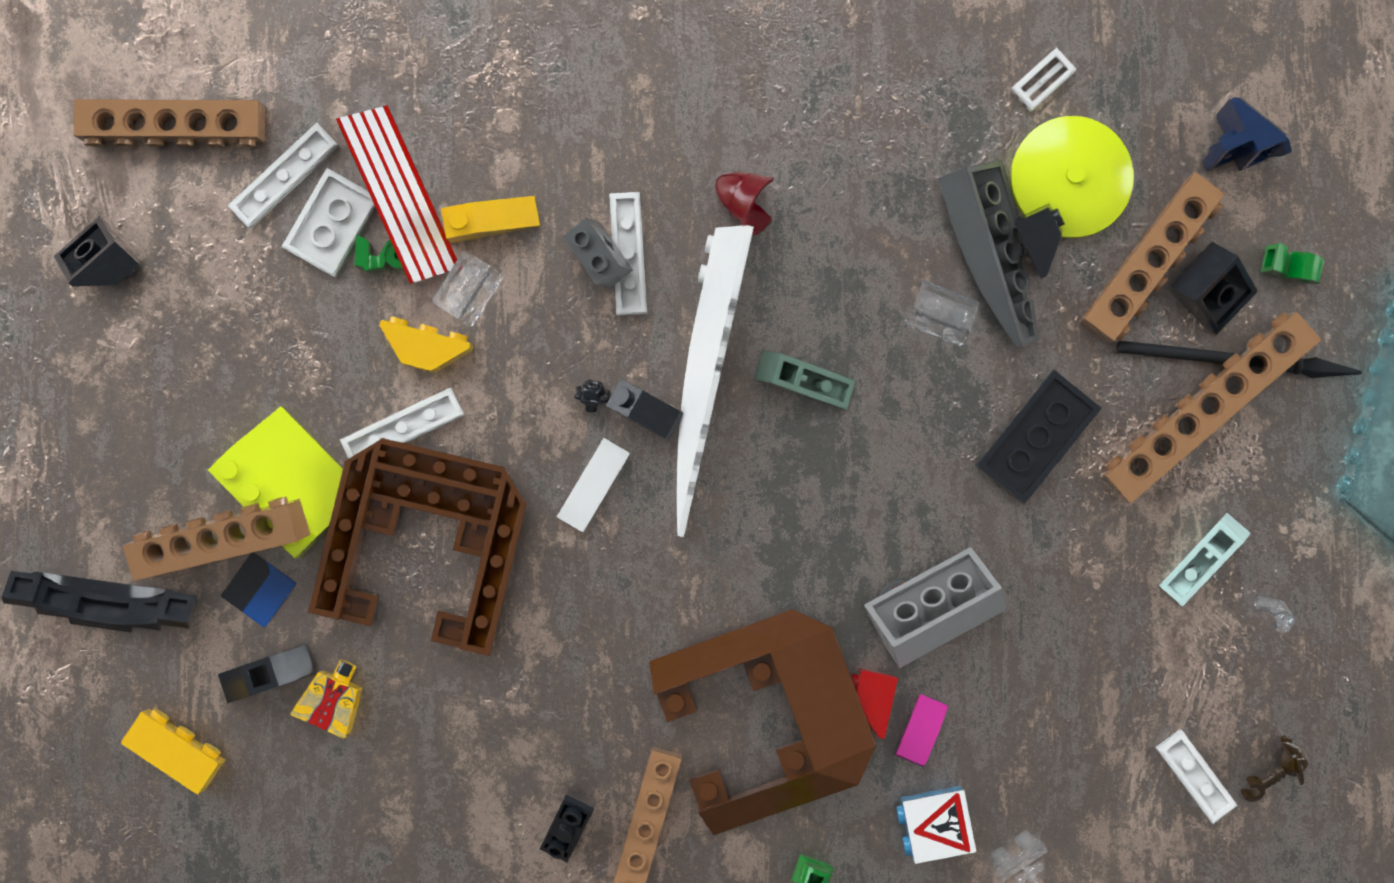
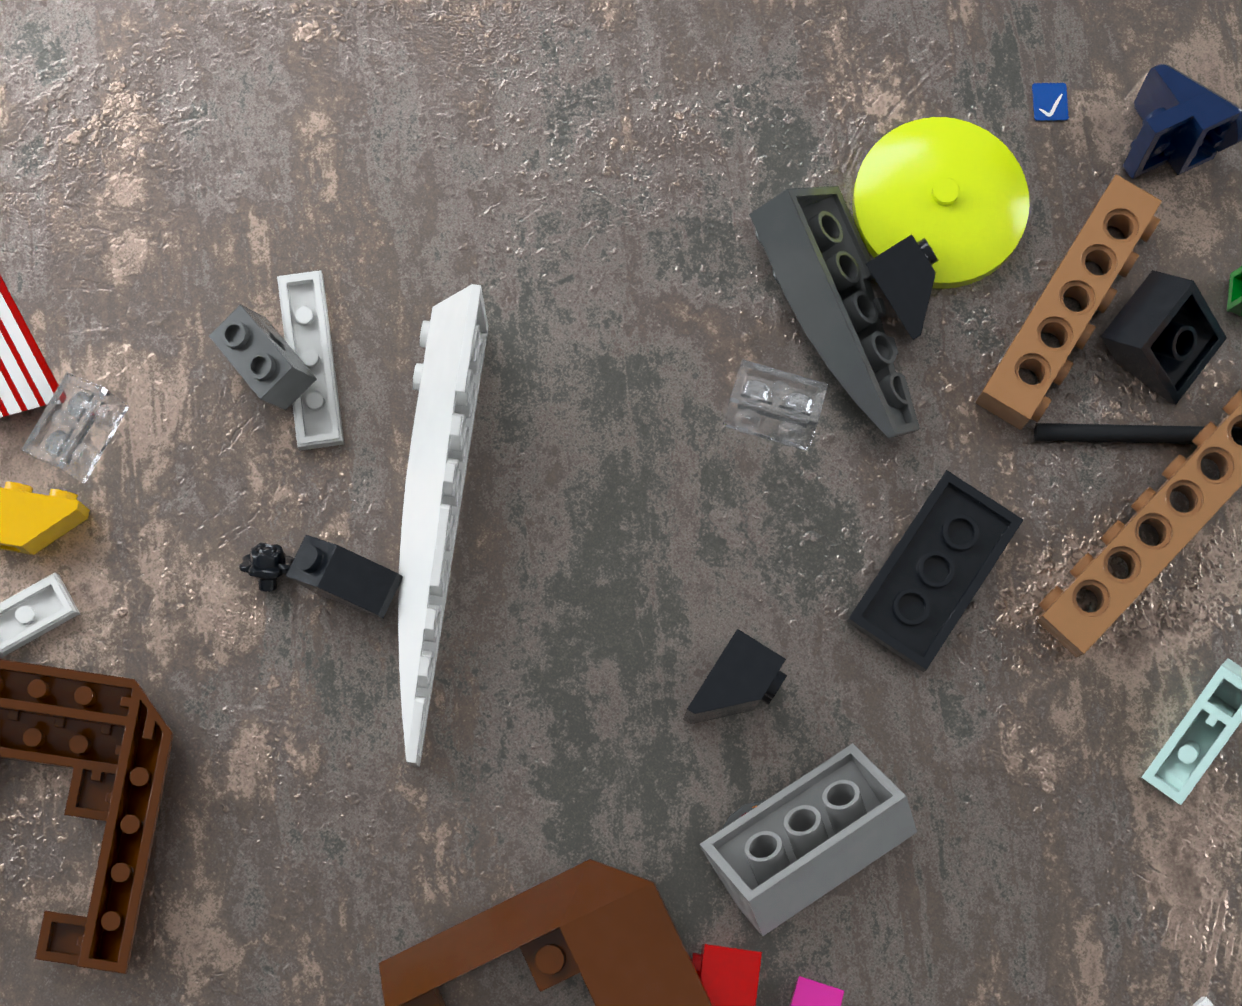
camera: 10 degrees left, 10 degrees down
(489, 218) = (100, 324): yellow slope -> none
(593, 485) = (277, 700): white tile -> none
(738, 195) = (465, 258): dark red helmet -> none
(804, 379) = (580, 515): sand green slope -> none
(900, 500) = (738, 680): none -> black slope
(1024, 96) = (862, 99): white tile -> none
(1157, 109) = (1050, 101): none -> blue sticker

